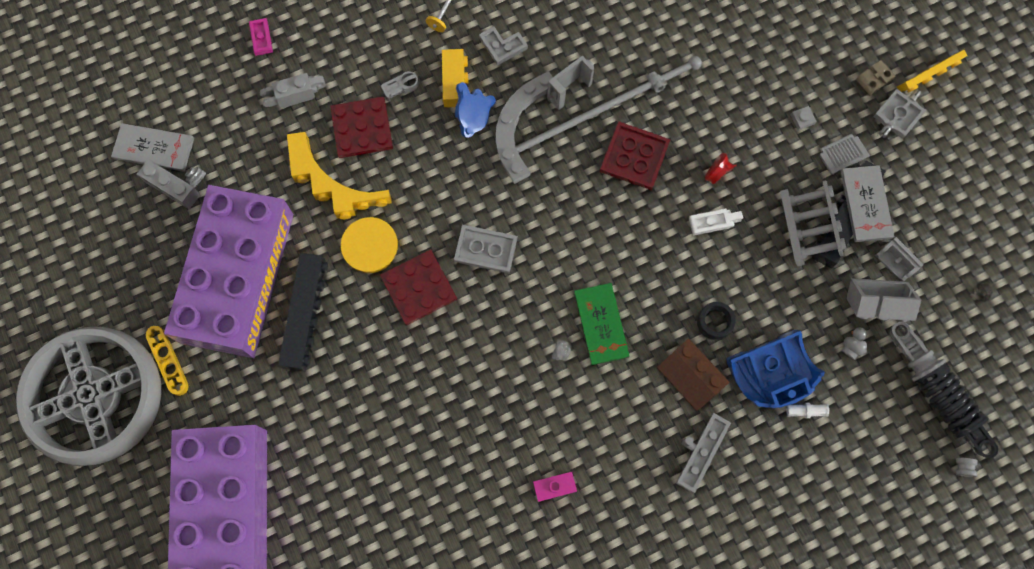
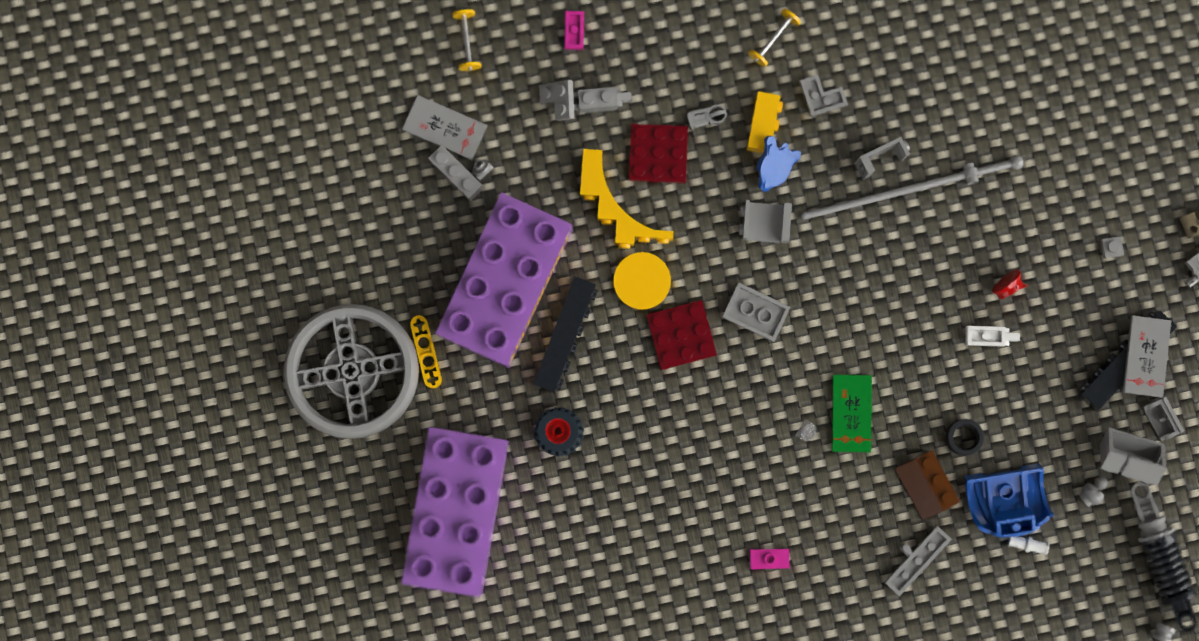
camera: 15 degrees right, 10 degrees up
(153, 44) = (463, 14): none -> axle
(255, 93) = (561, 95): none -> light grey plate
(313, 407) = (559, 431): none -> black wheel
(476, 166) = (765, 222): none -> light grey panel
(508, 121) = (808, 182): light grey plate -> none
(635, 155) = (928, 249): dark red plate -> none
(798, 235) = (1069, 352): light grey fence -> none
(843, 153) = (1142, 294): light grey window -> none

